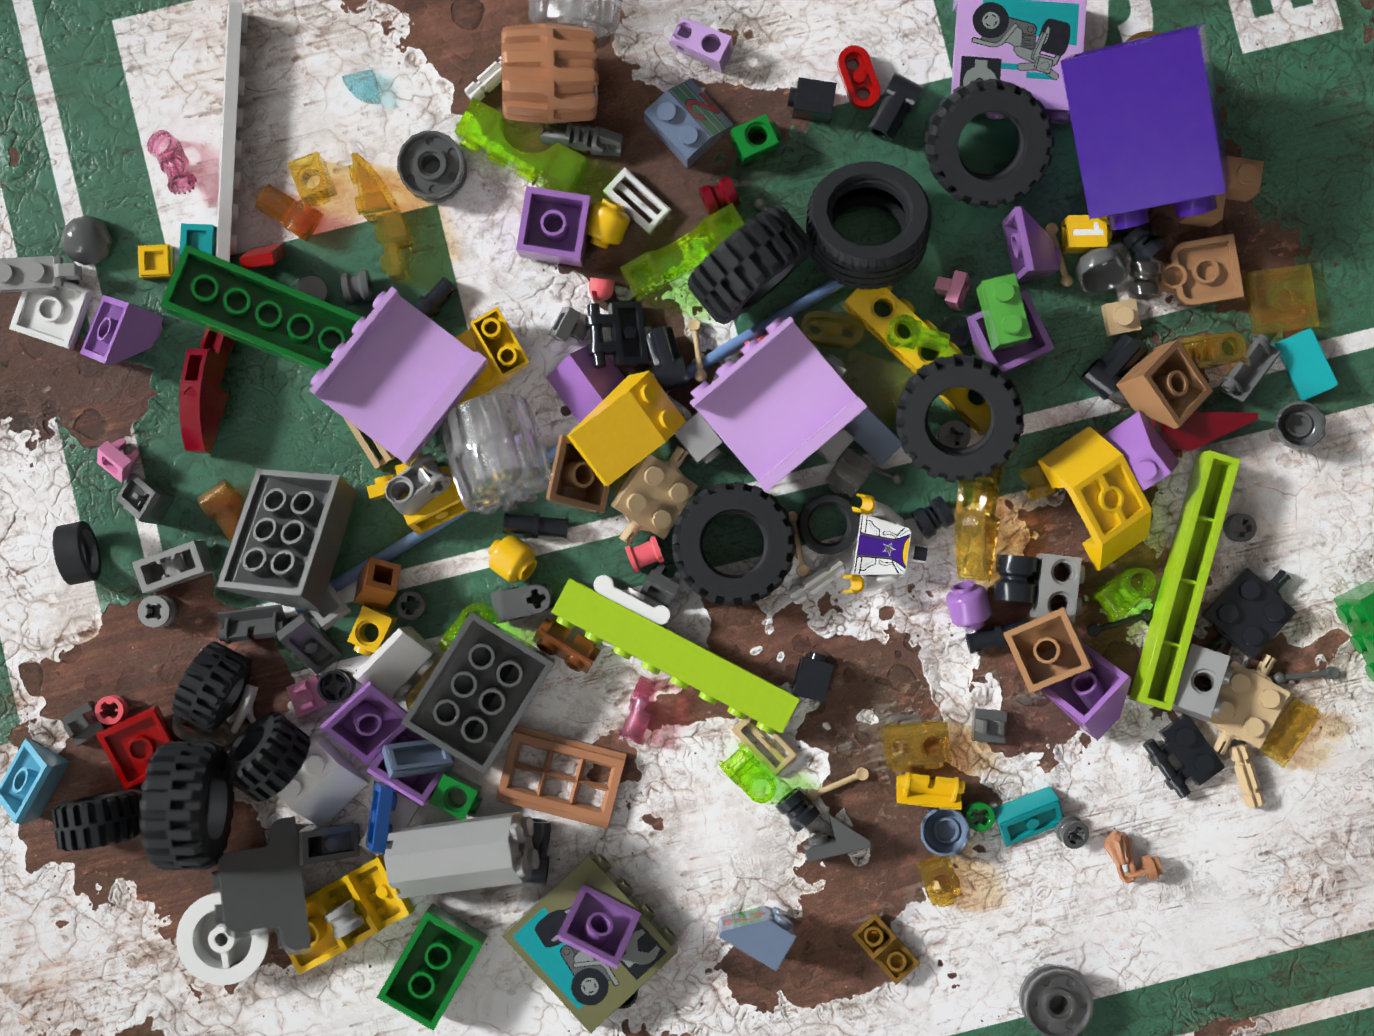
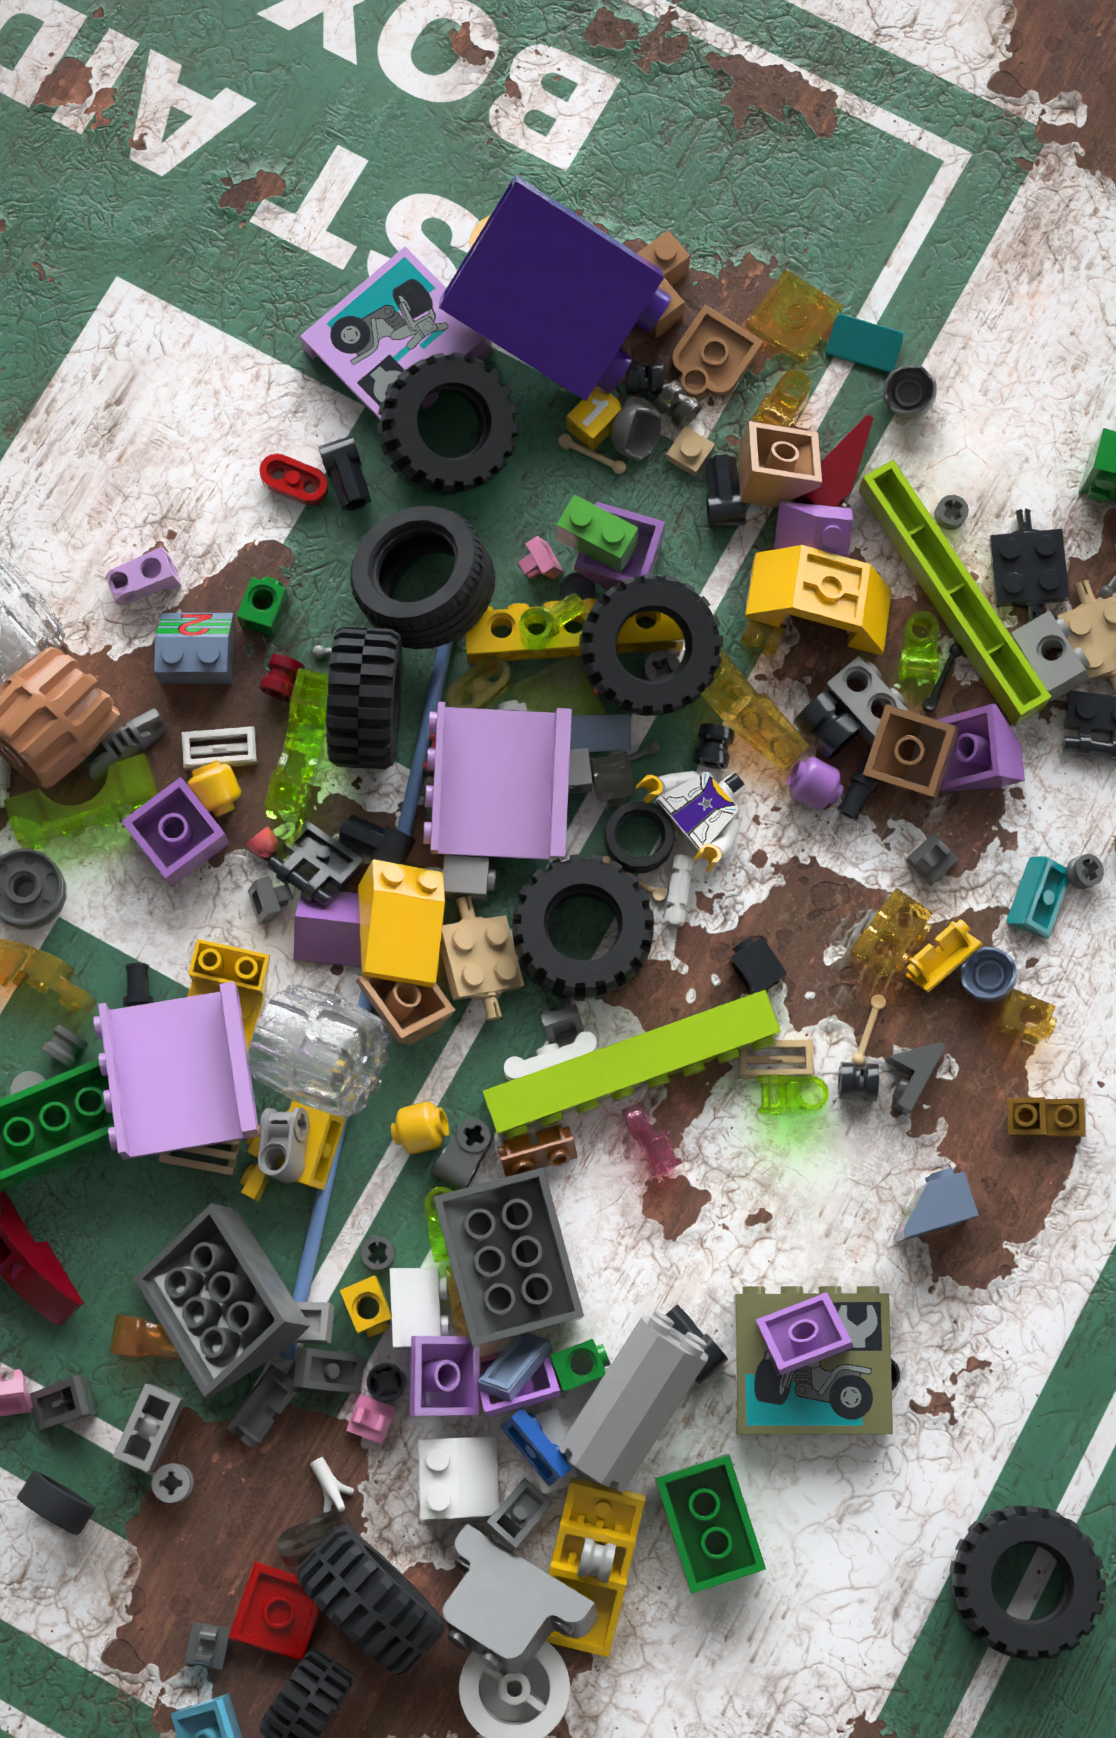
camera: 50 degrees left, 10 degrees down
(100, 709) = (210, 1600): coral bush -> none
(212, 686) = (286, 1487): black tyre -> none
(266, 756) = (391, 1495): black tyre -> none
(377, 583) = (332, 1261): dark orange brick -> none
(535, 525) = (410, 1082): black pin -> none
(553, 805) = (666, 1289): nougat piece -> none
(644, 554) = (521, 1012): coral bush -> none
(695, 326) = (370, 797): tan hinge -> none
(812, 100) = (276, 531): black brick -> none
(979, 805) = (994, 928): green bush -> none
(1029, 247) = (562, 468): medium lavender slope -> none
(1249, 369) = (827, 389): dark grey hinge -> none

